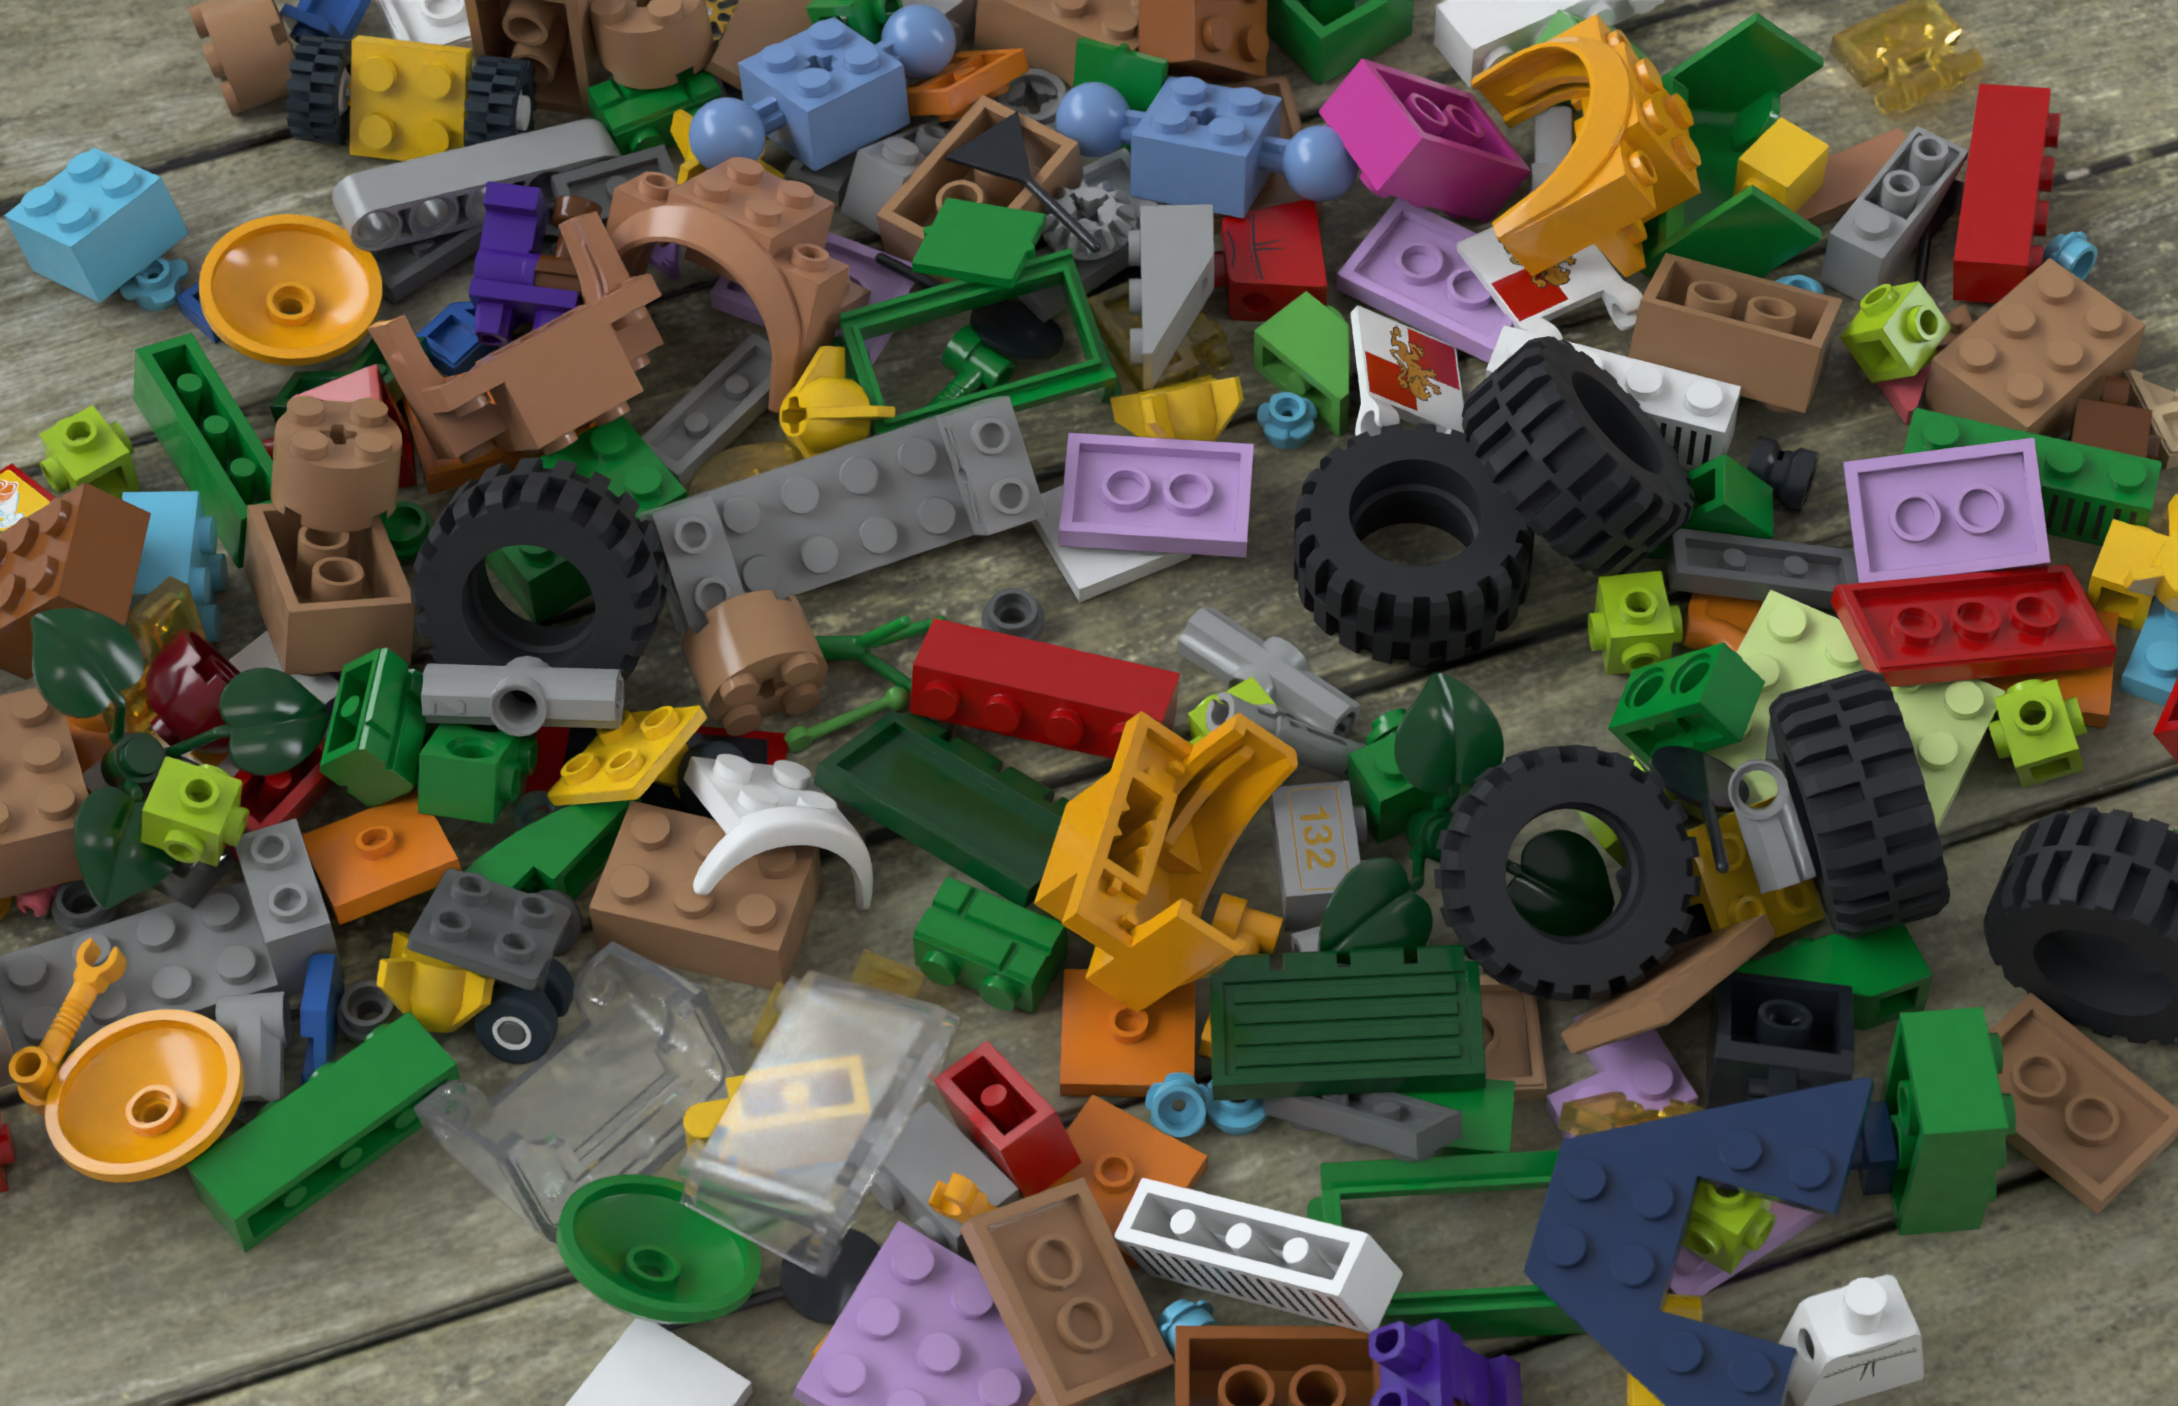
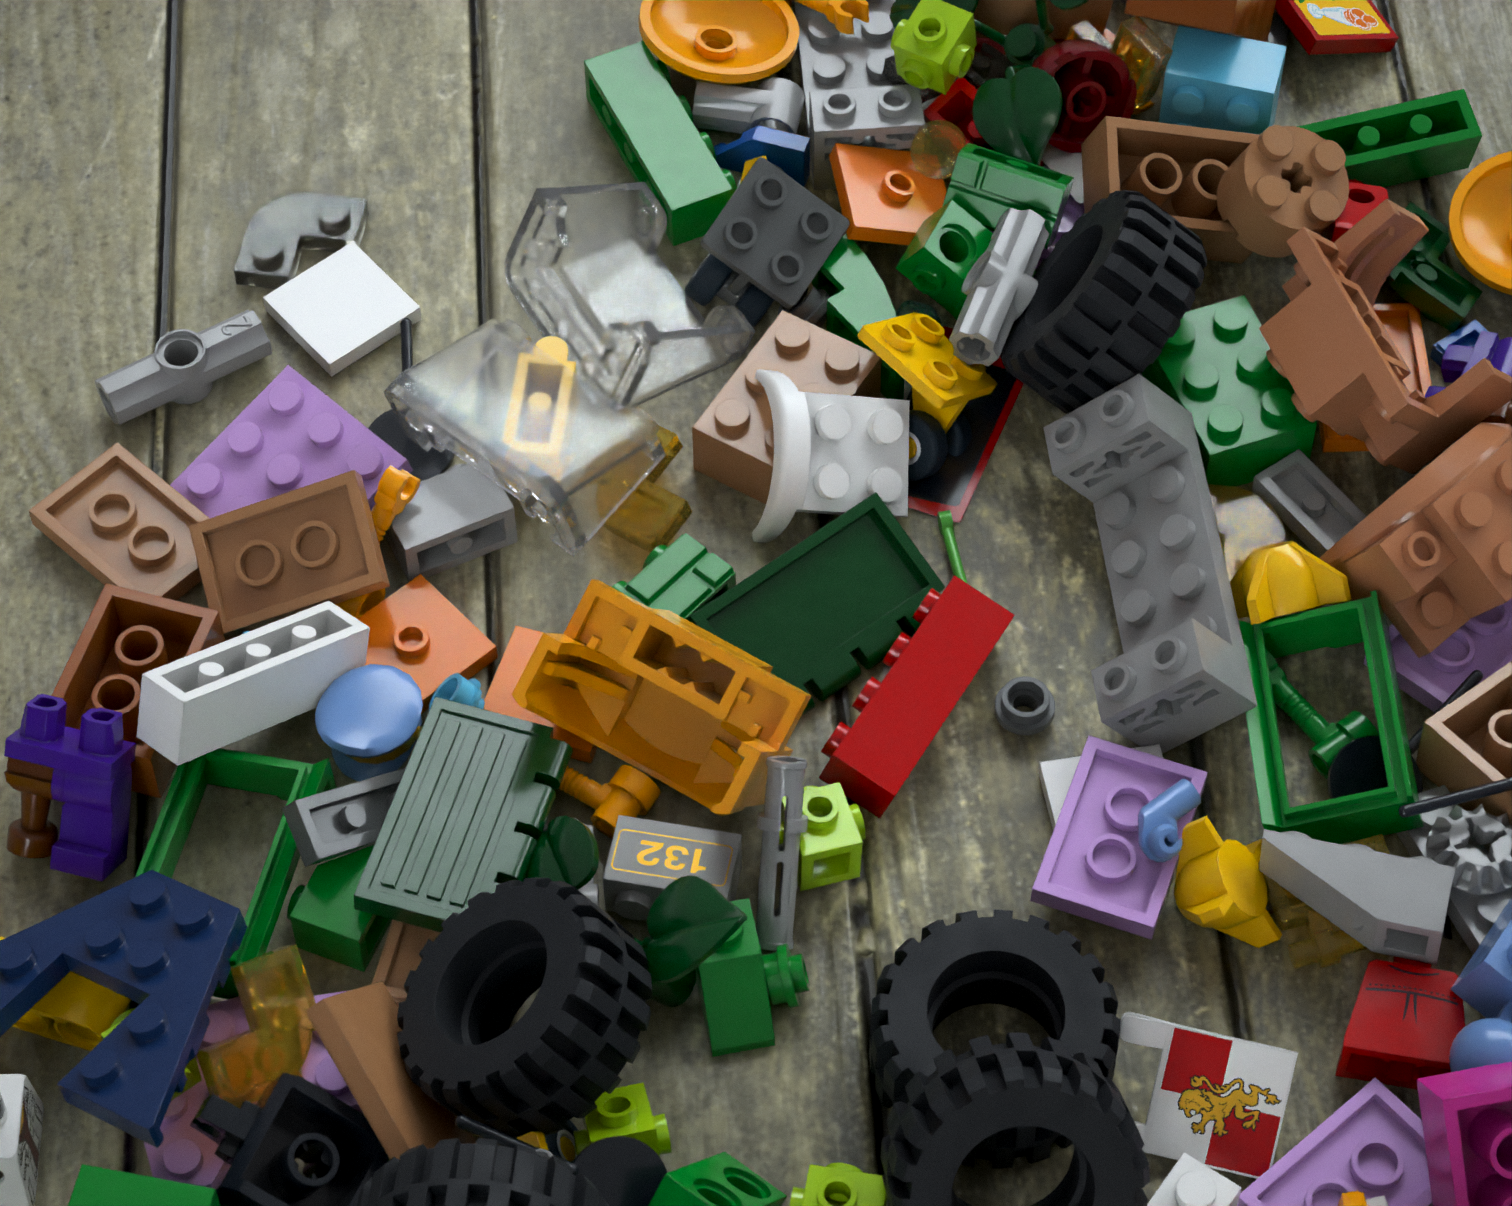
camera: 105 degrees right, 0 degrees up
(88, 452) = (1375, 72): lime brick -> none
(320, 807) = (936, 148): none -> clear yellow tile
(407, 529) = (1255, 279): green plate -> none
(652, 1254) = (450, 272): green dish -> none
(755, 660) = (1011, 480): medium nougat brick -> none
(859, 646) = (1028, 585): green plant -> none
(979, 243) = (1438, 721): green piece -> none
(1007, 1120) = (472, 555): red brick -> none
(1146, 450) = (1159, 819): none -> medium blue arm
(1237, 1158) = (370, 720): none -> medium blue piece
(1278, 667) = (886, 888): light grey piece -> none
(1287, 431) = (1206, 1009): medium azure plate -> none
(1308, 354) = (1278, 1013): bright green slope -> none

